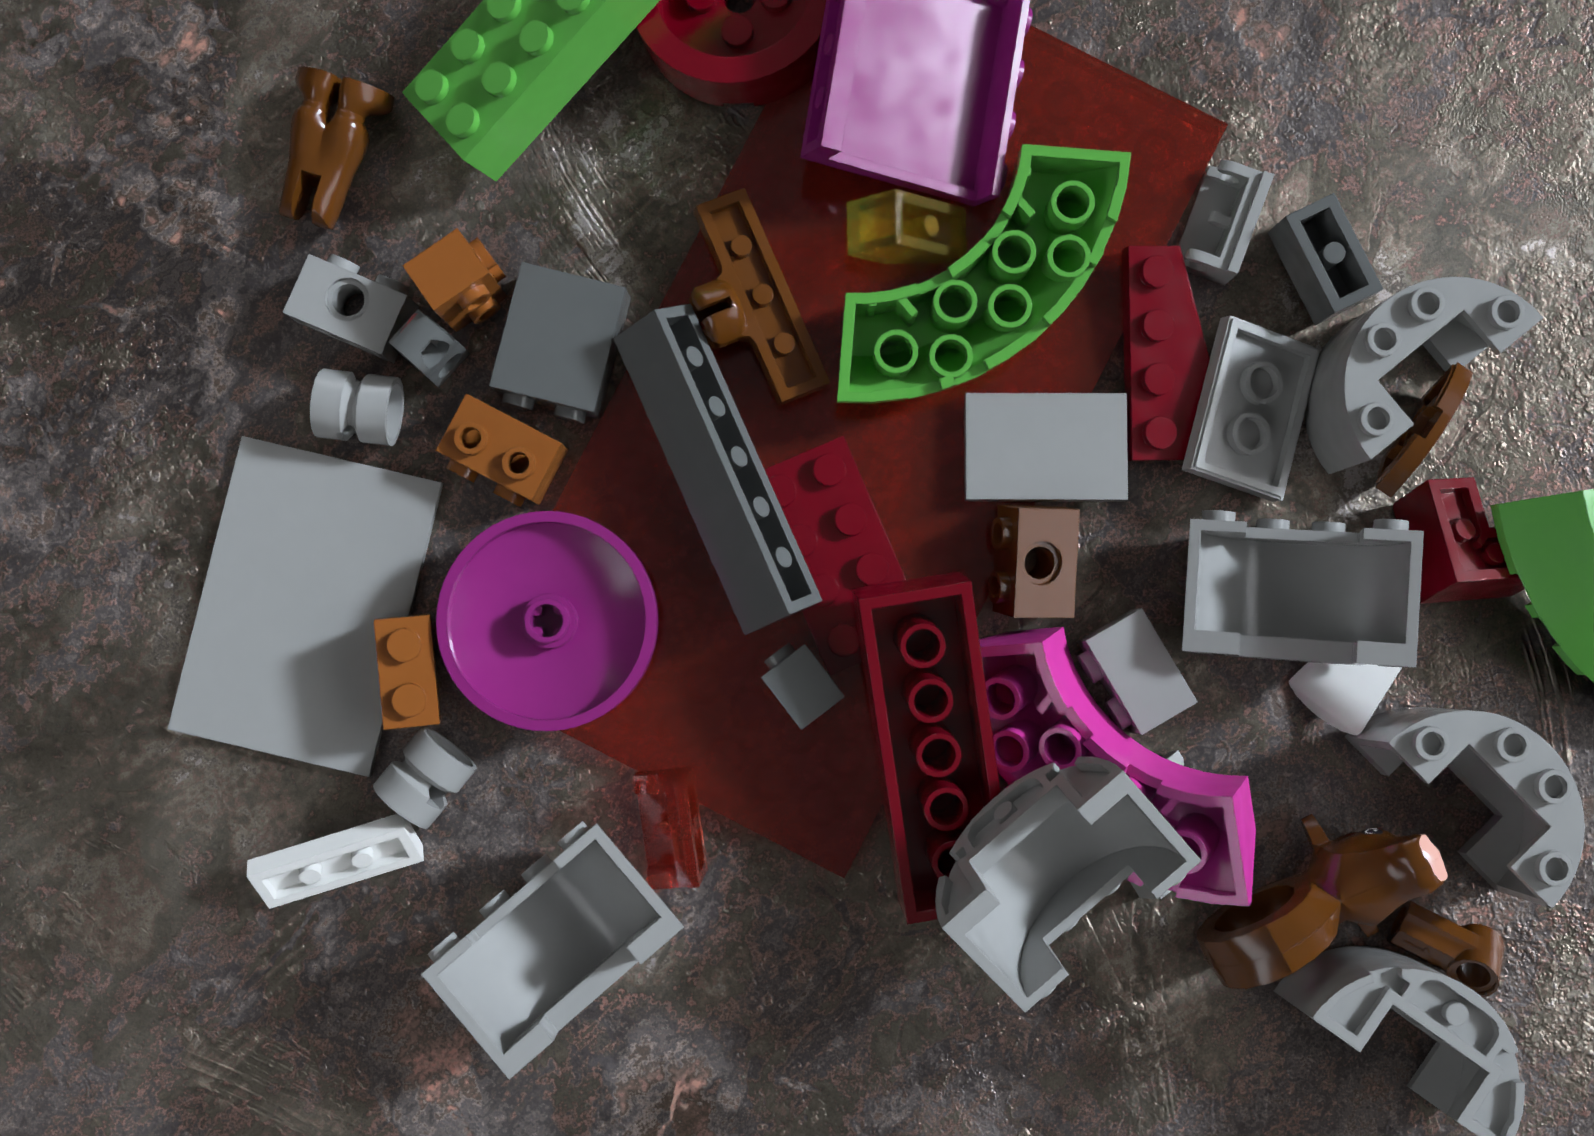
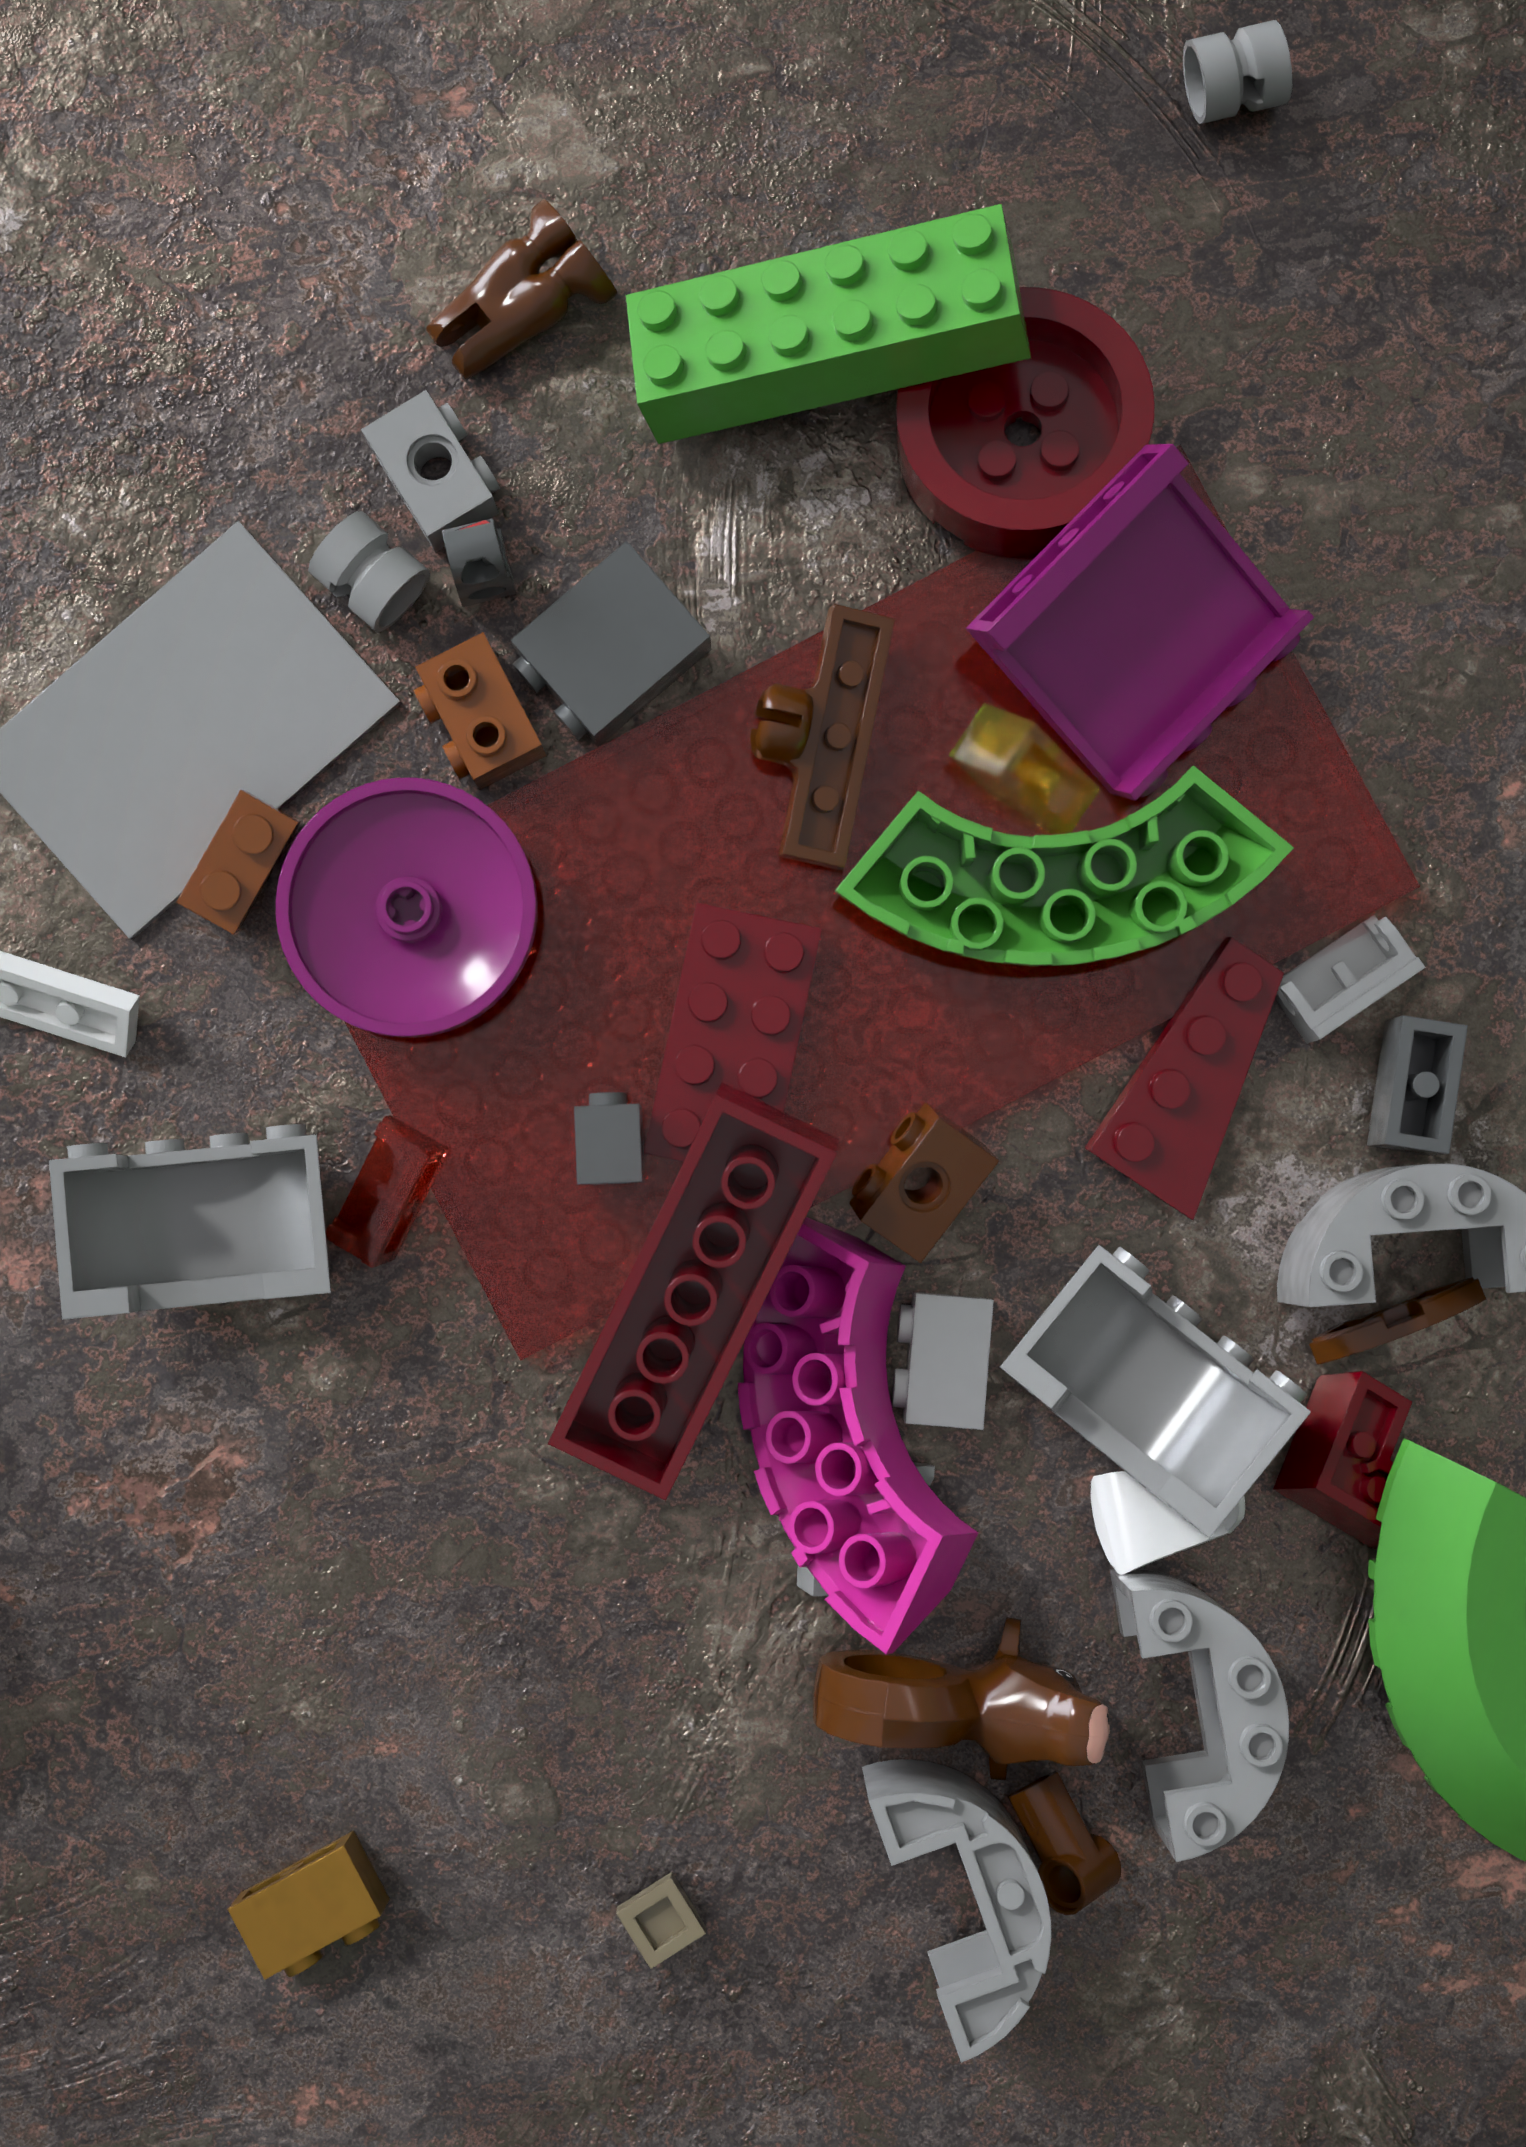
camera: 30 degrees right, 0 degrees up
(422, 780) = (184, 976): light grey wheel -> none
(458, 280) = (552, 517): dark orange brick -> none
(717, 467) = (674, 874): dark grey brick -> none
(1044, 860) = (716, 1474): light grey cylinder -> none
(1045, 447) = (1012, 1078): light grey tile -> none
(1251, 409) = (1242, 1182): light grey tile -> none

